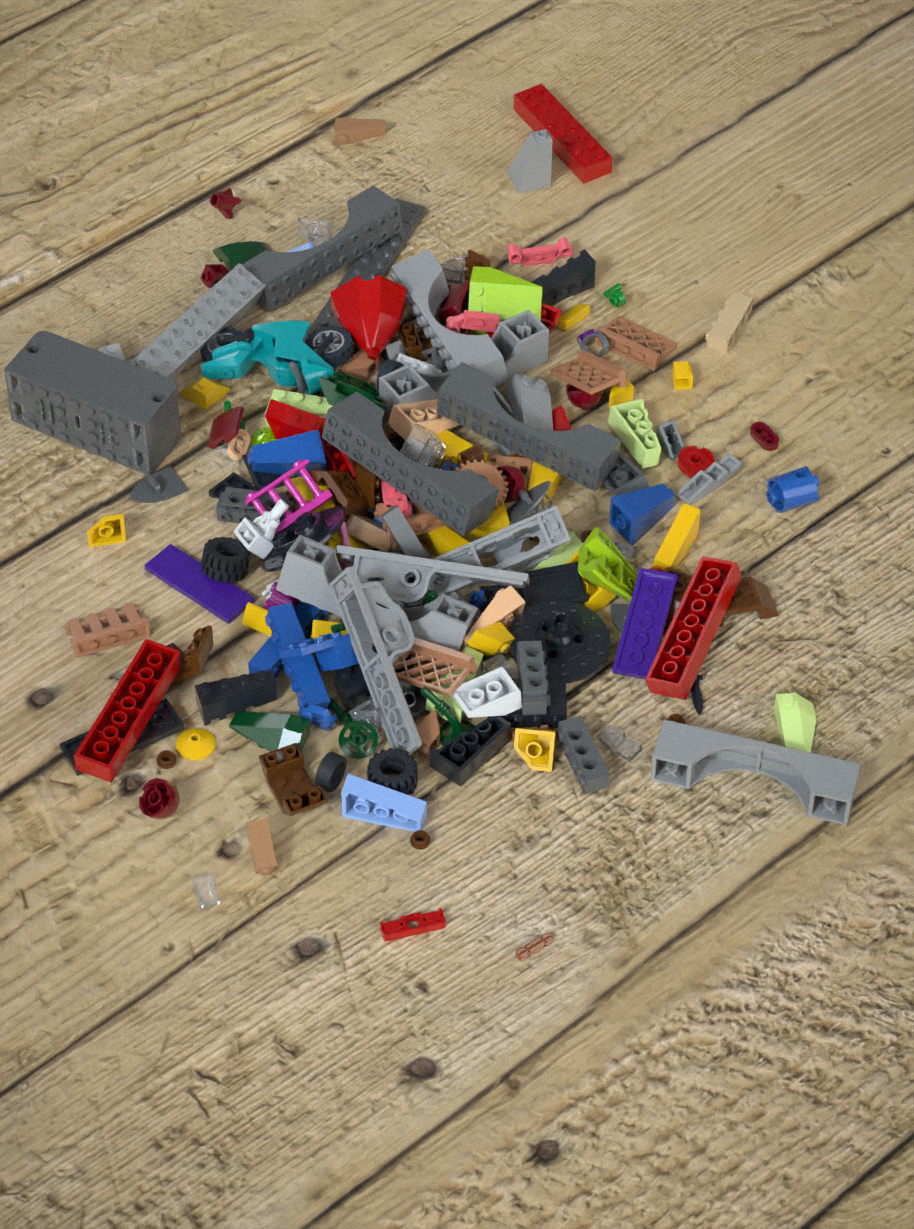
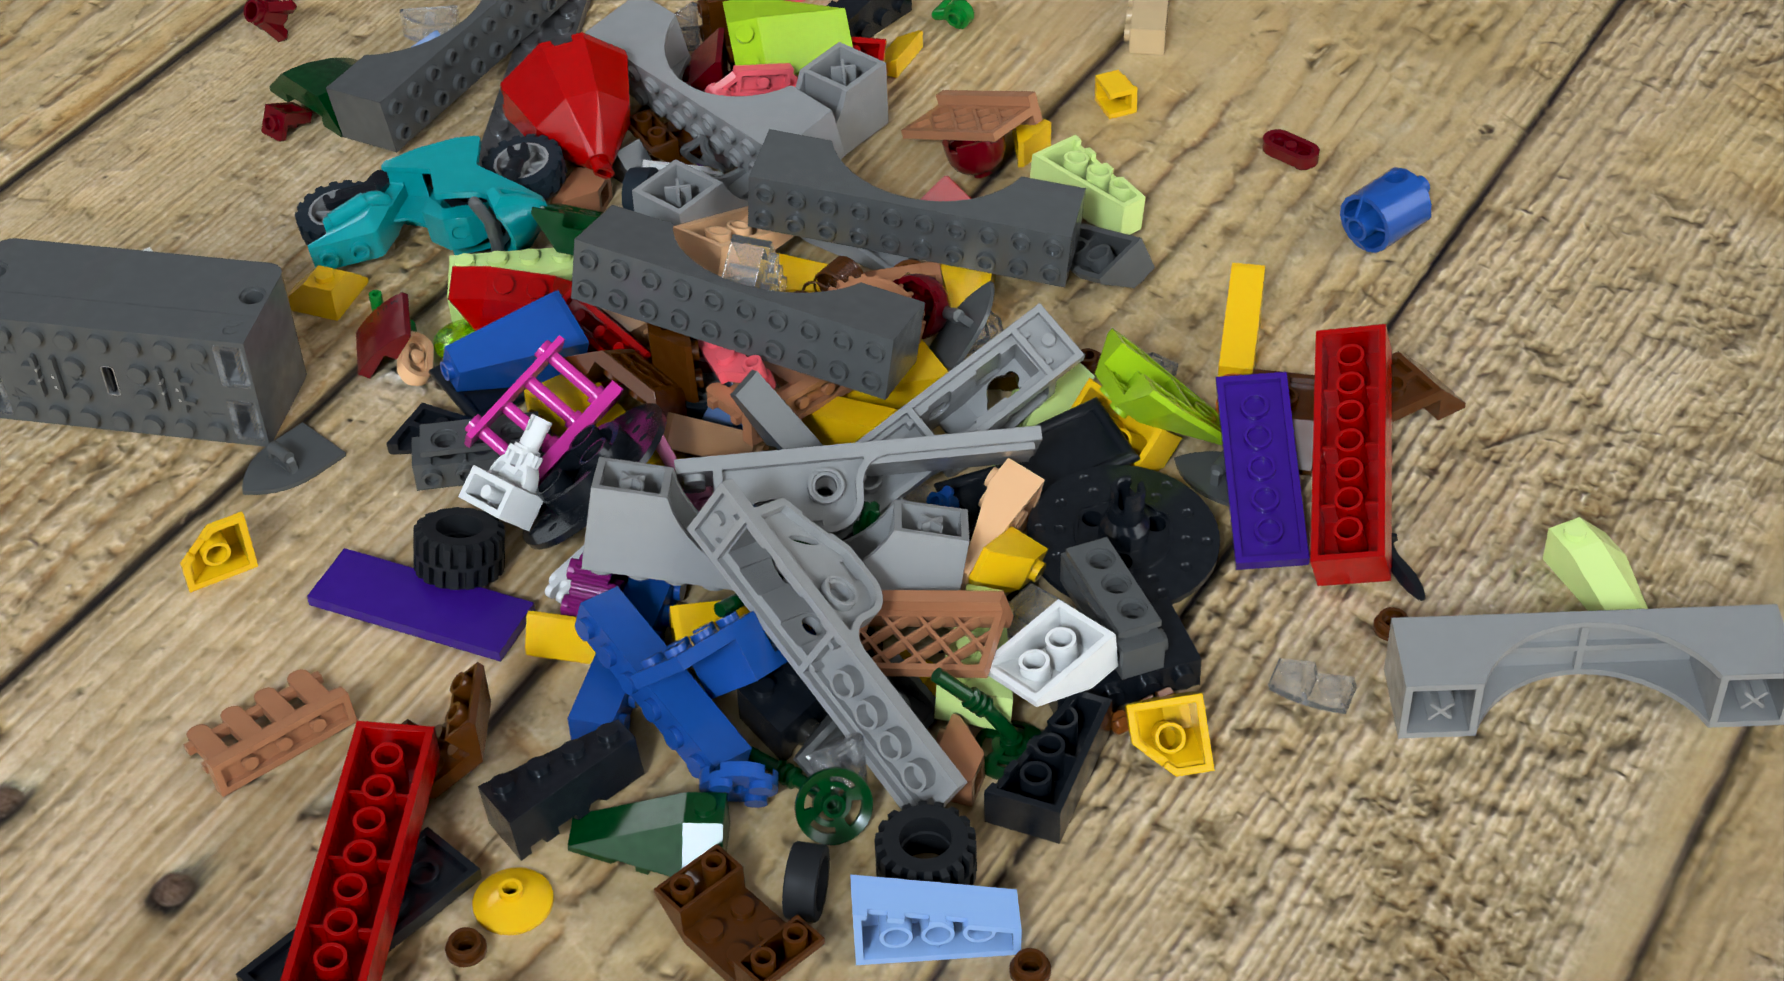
camera: 15 degrees left, 5 degrees down
(220, 307) = (316, 148): light grey arch -> none
(530, 401) = (890, 168): light grey slope -> none
(582, 755) = (1266, 725): dark grey brick -> none
(587, 336) = (938, 74): dark grey piece -> none
(634, 349) = (994, 70): nougat fence -> none
(639, 511) = (1152, 300): blue slope -> none
(669, 439) = (1146, 178): dark grey slope -> none
(691, 453) = (1201, 210): red plate -> none
(709, 480) = (1237, 230): light grey slope -> none

